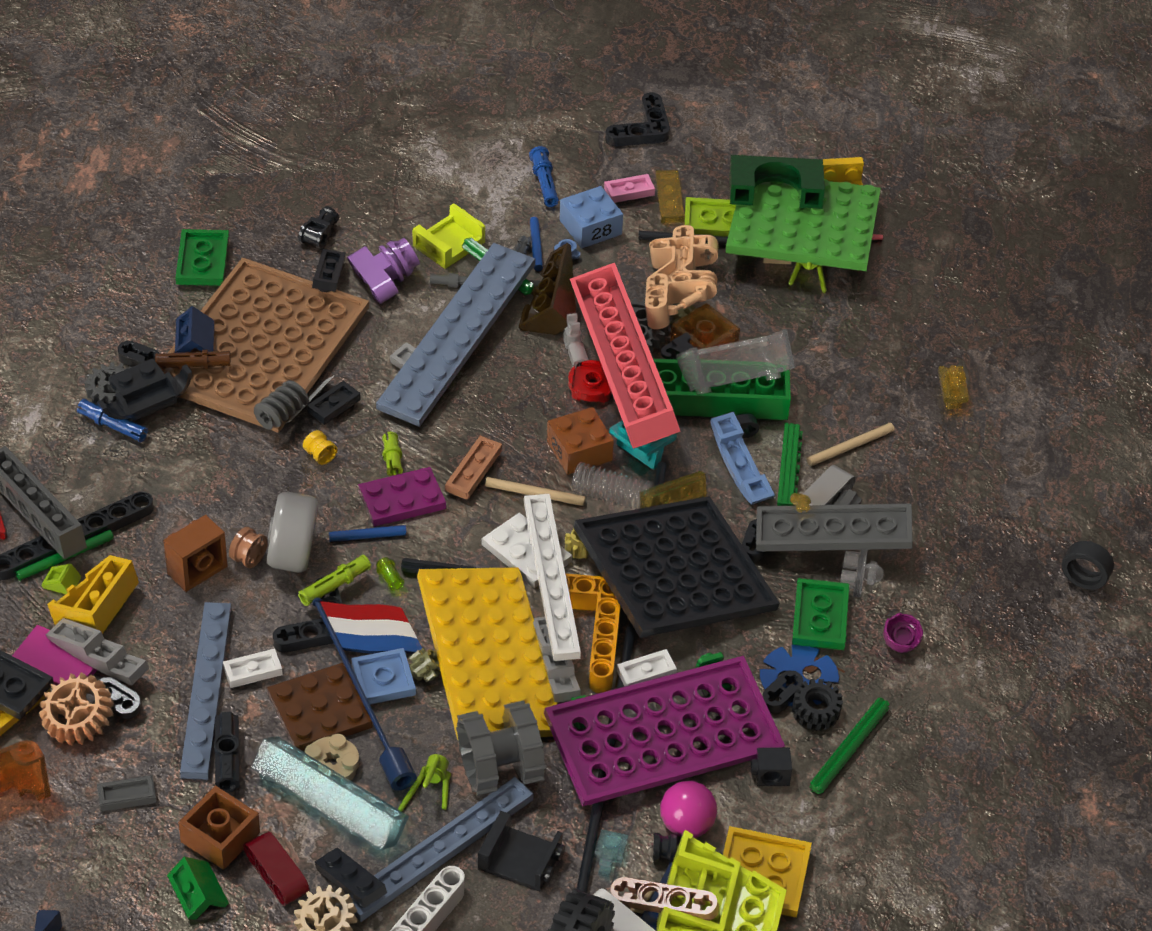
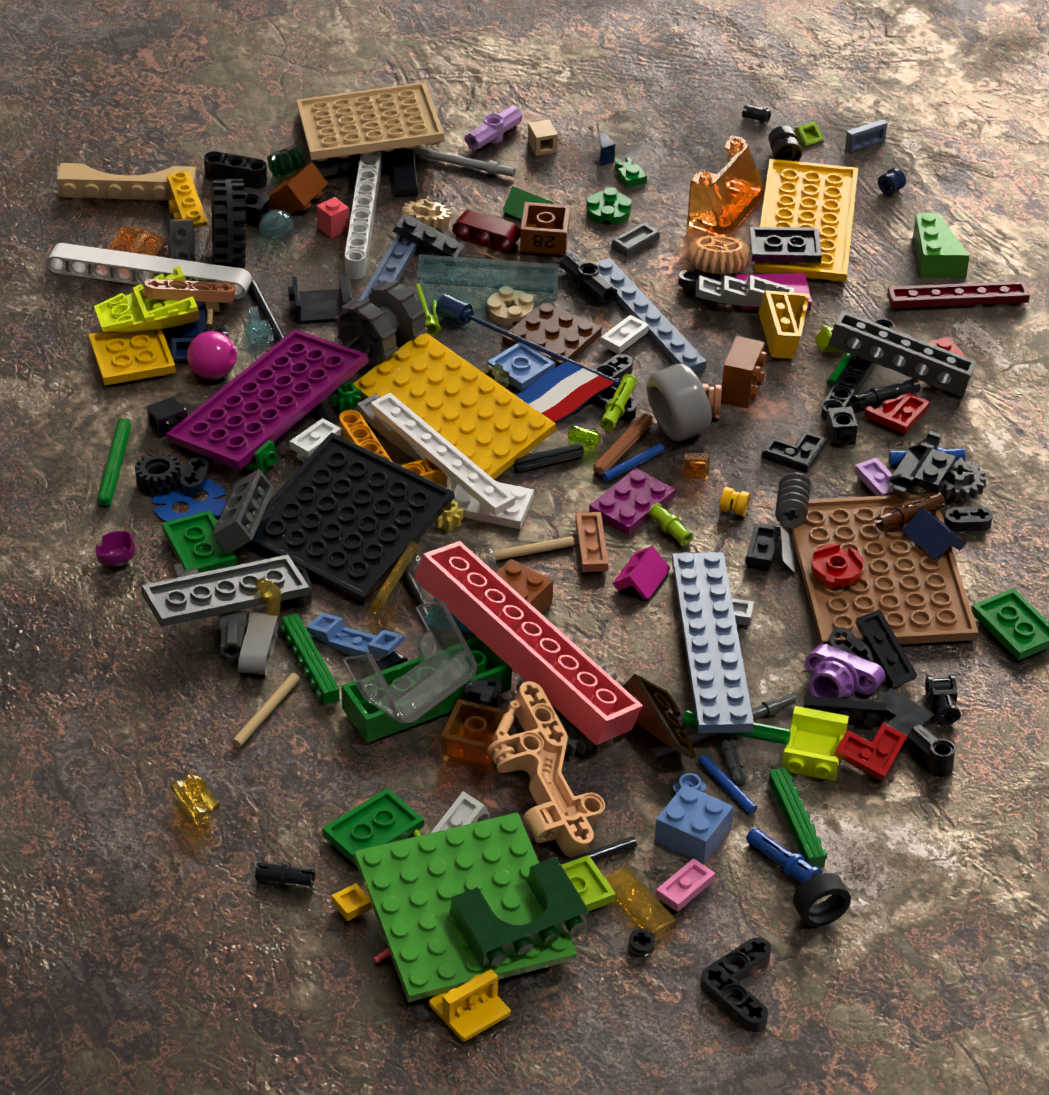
camera: 150 degrees right, 5 degrees down
(44, 889) = (630, 174): none -> green plate
(85, 495) = (877, 396): none -> black pin
(87, 471) = (899, 413): none -> red wing
(109, 837) = (608, 206): none -> green plate
(155, 476) = (841, 426): none -> black brick
(176, 419) = (875, 476): none -> lavender plate
(215, 476) = (797, 456): none -> black tile
(301, 352) = (846, 572): none -> red plate
(323, 493) = (696, 465): none -> clear orange plate
(354, 285) = (851, 641): none -> black beam
(358, 231) = (904, 713): none -> black tile
(367, 196) = (936, 751): none -> black piece
(369, 549) = (623, 443): none -> nougat axle
(414, 207) = (872, 757): none -> red plate
(425, 254) = (859, 711): none -> black plate
(458, 424) = (643, 572): none -> dark pink panel
(508, 199) = (797, 818): none -> green piece
(552, 115) = (815, 889): none -> black tyre
(689, 172) = (648, 940): none -> black bush
(740, 627) = (243, 511): none -> dark grey brick
(754, 286) = (463, 812): none -> white plate
(826, 315) = (372, 824): none -> green plate
(877, 272) = (351, 902): none -> yellow plate
(913, 310) = (285, 874): none -> black pin

